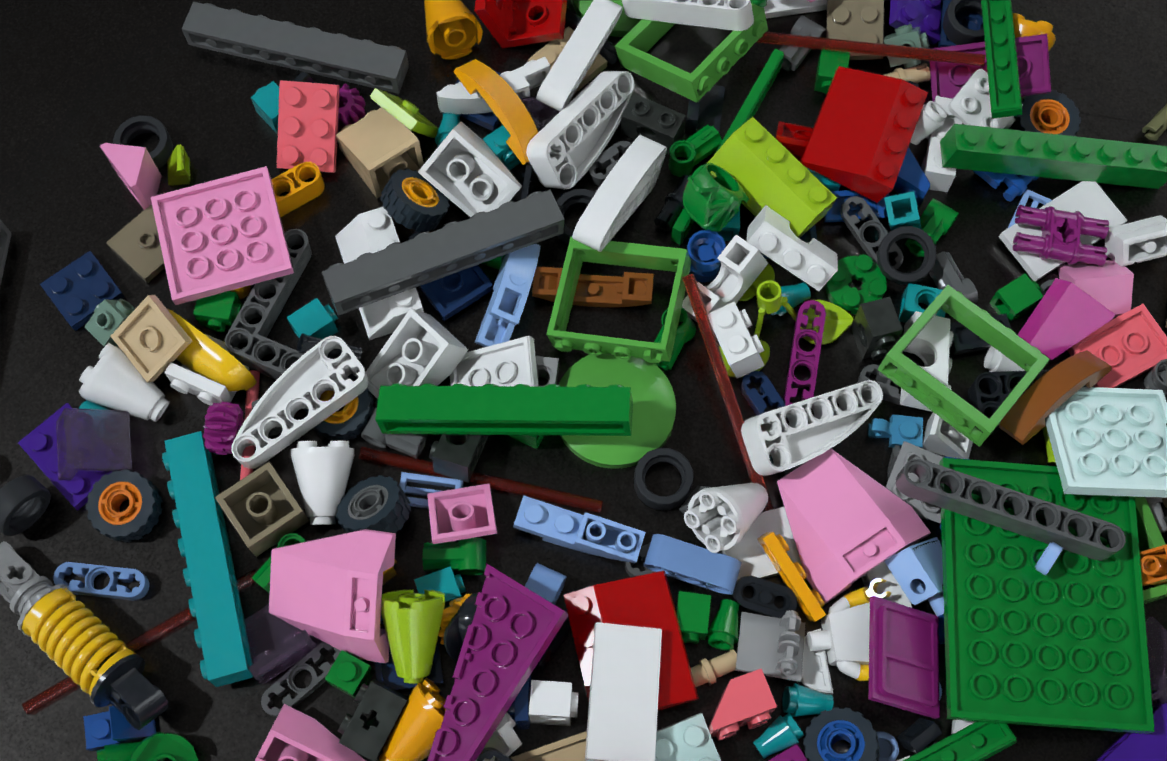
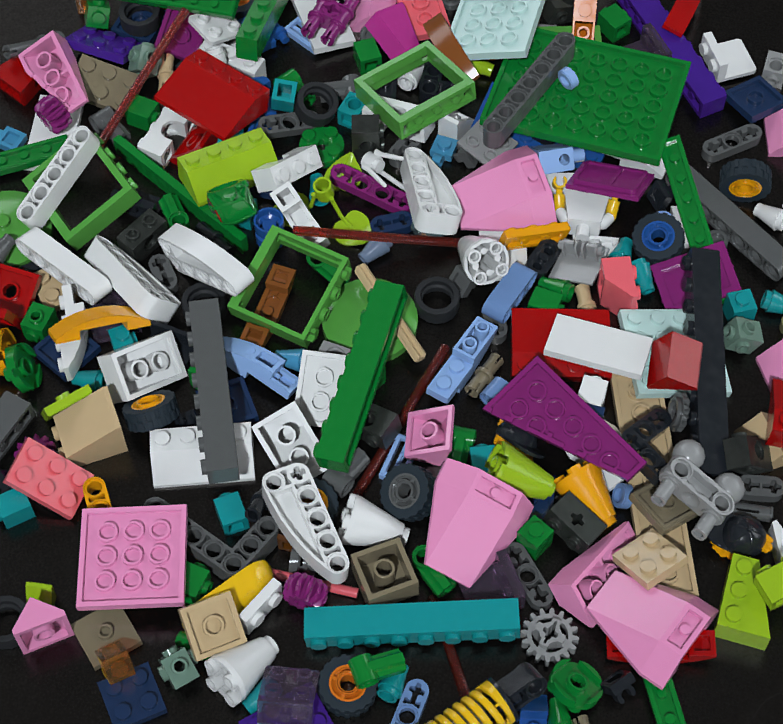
camera: 75 degrees left, 10 degrees down
(106, 258) = (115, 662): none -> clear orange brick
(130, 520) = (369, 669): none -> green piece
(136, 554) = (392, 687): none -> teal cone
(219, 735) = (540, 628): none -> light grey gear
(430, 45) = (22, 368): none -> green plate
(506, 54) = (38, 321): none -> green brick
(534, 327) = (292, 358): none -> dark azure cone
(569, 563) = (484, 375): none -> dark tan pin
(600, 444) = (403, 331): none -> tan axle
(708, 382) = (374, 250): none -> sand blue cone
(735, 339) = (350, 217): white brick -> none
(791, 96) = (156, 141): none -> white arch
(845, 351) = (374, 163): none -> white plant

